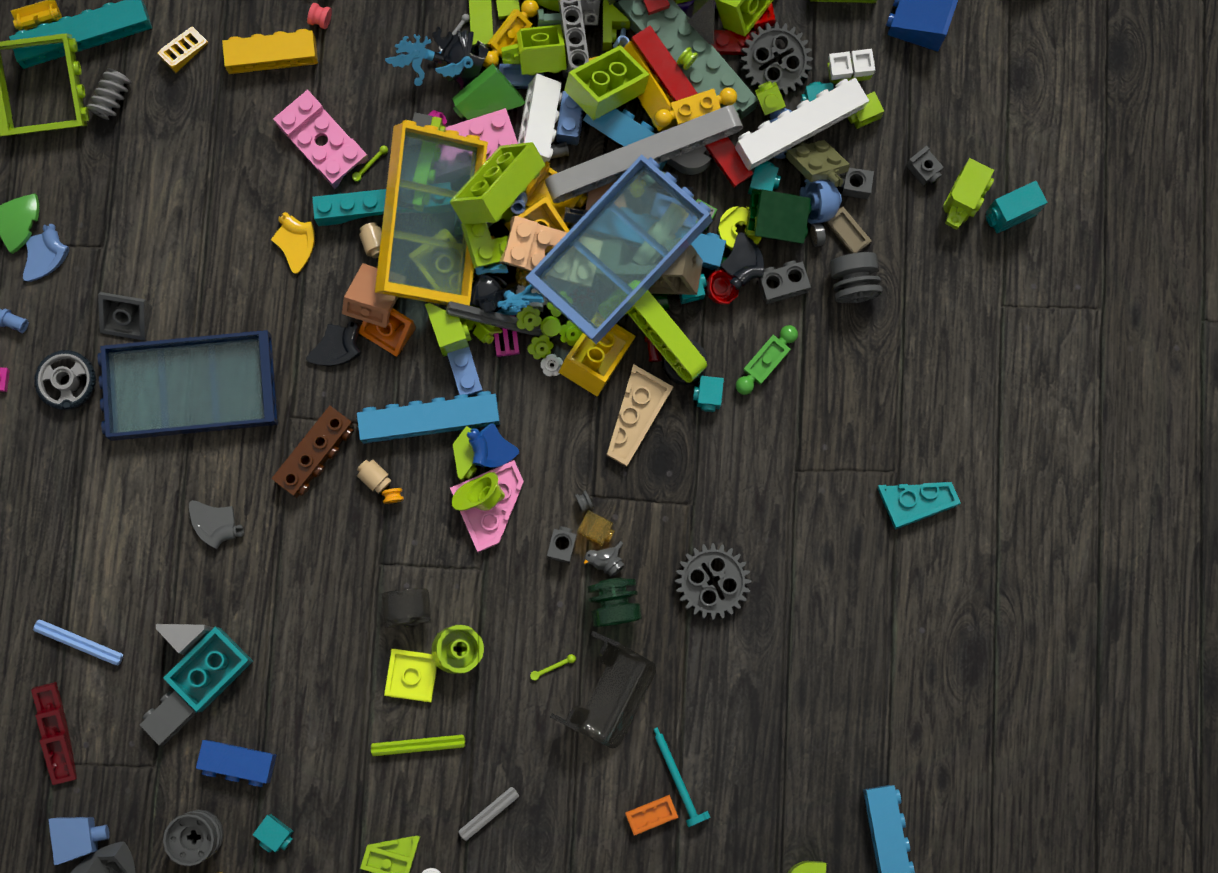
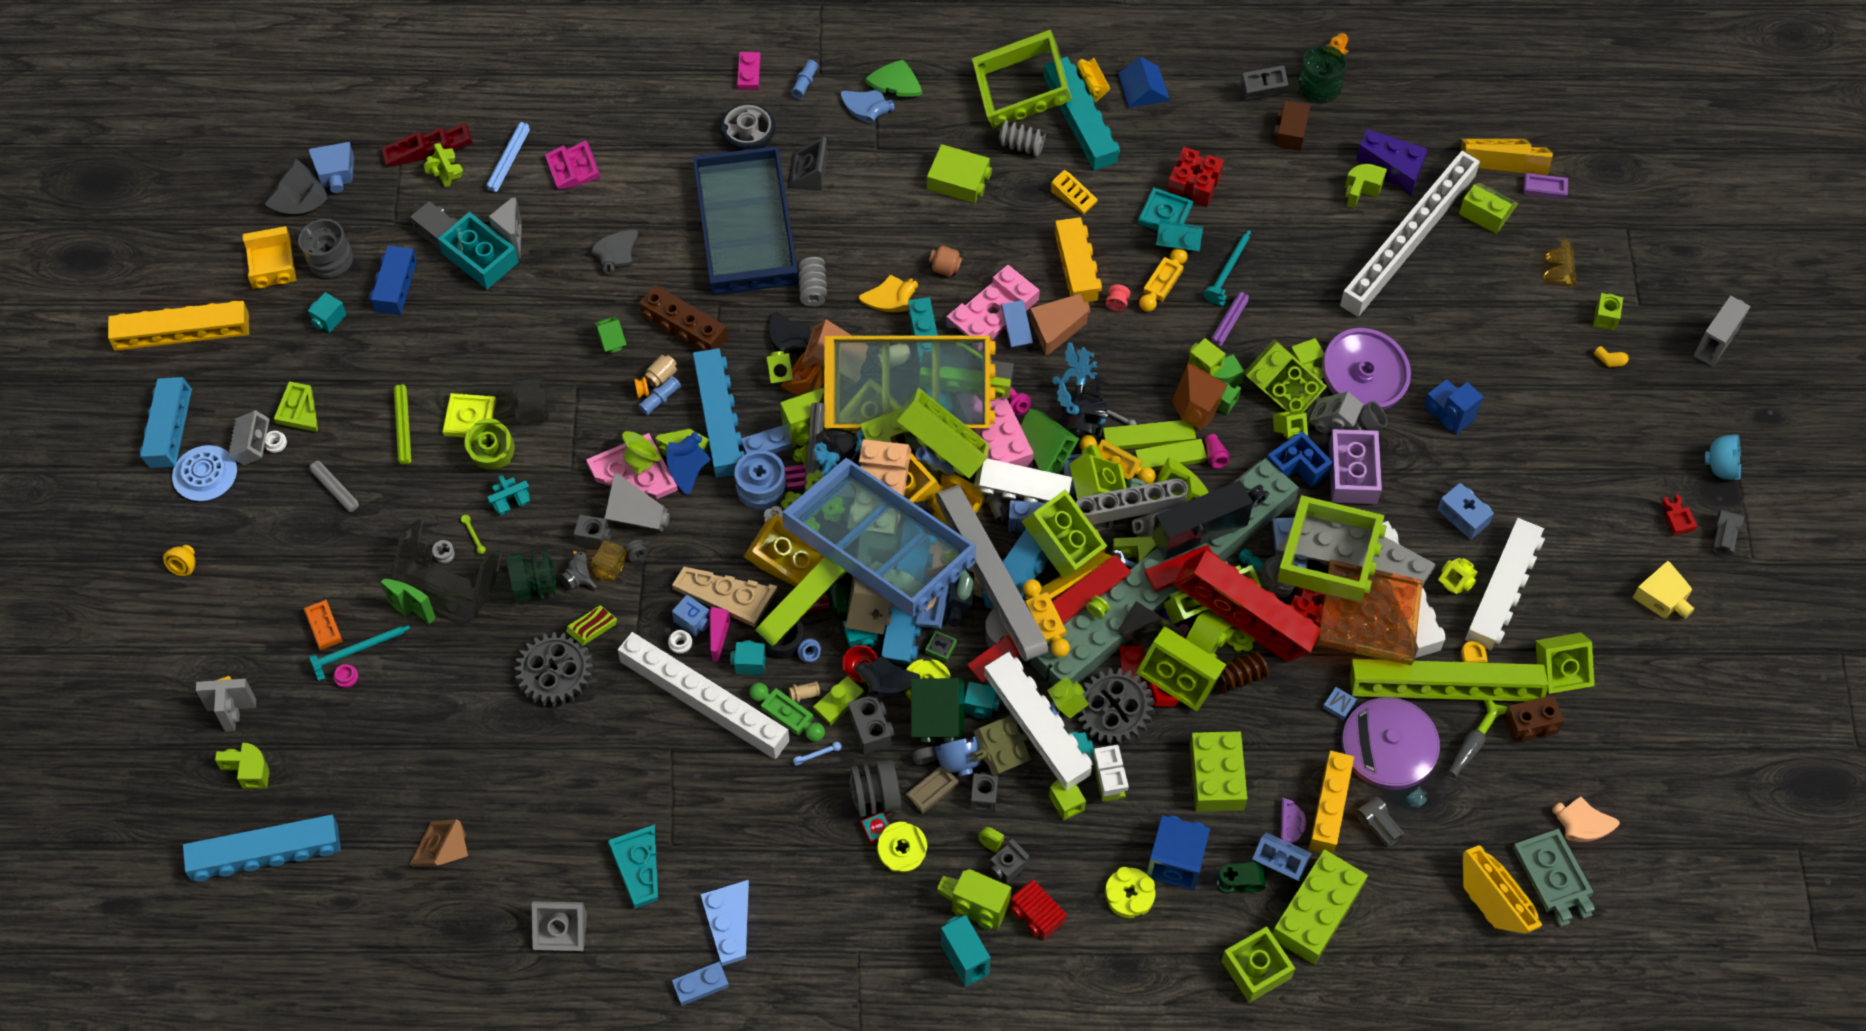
camera: 90 degrees right, 20 degrees down
(85, 716) = (440, 165): none -> lime hips
(96, 571) = (572, 165): none -> dark pink slope
(149, 161) = (959, 174): none -> lime brick
(260, 182) = (945, 261): none -> nougat head
(275, 318) = (812, 281): none -> light grey piece
(327, 526) = (610, 334): none -> bright green brick
(344, 76) = (1058, 321): none -> nougat slope
(344, 116) = (1016, 324): none -> medium blue tile
(373, 354) = (779, 358): none -> lime bracket
(402, 477) = (659, 395): none -> medium blue pin
(509, 363) = (760, 479): none -> medium blue wheel
(509, 631) = (499, 499): none -> teal hips
(538, 501) = (634, 507): none -> light grey slope
(579, 693) = (439, 547): none -> light grey bush
(633, 732) = (408, 599): none -> bright green slope
(661, 447) = (691, 616): none -> medium blue brick
(667, 544) = (591, 625): none -> lime tile
(676, 422) = (718, 630): none -> dark pink slope
(686, 453) = (680, 635): none -> white plate
(703, 336) = (813, 654): none -> medium blue plate
(708, 789) = (345, 676): none -> dark pink plate
(746, 343) = (804, 691): none -> tan pin
(748, 437) = (704, 695): none -> white brick
(754, 312) = (836, 701): none -> lime tile
(801, 316) = (836, 746): none -> light blue hinge
(888, 282) = (874, 826): none -> tile
(897, 686) = (441, 844): none -> medium nougat slope
(901, 268) = (906, 834): none -> neon yellow plate
(903, 179) = (991, 839): none -> lime tile
(966, 60) = (1135, 905): none -> neon yellow plate
(971, 419) = (727, 919): none -> light blue wing
(972, 144) = (1037, 910): none -> red brick
(978, 573) = (558, 925): none -> light grey slope
(1031, 445) = (700, 983): none -> medium blue plate

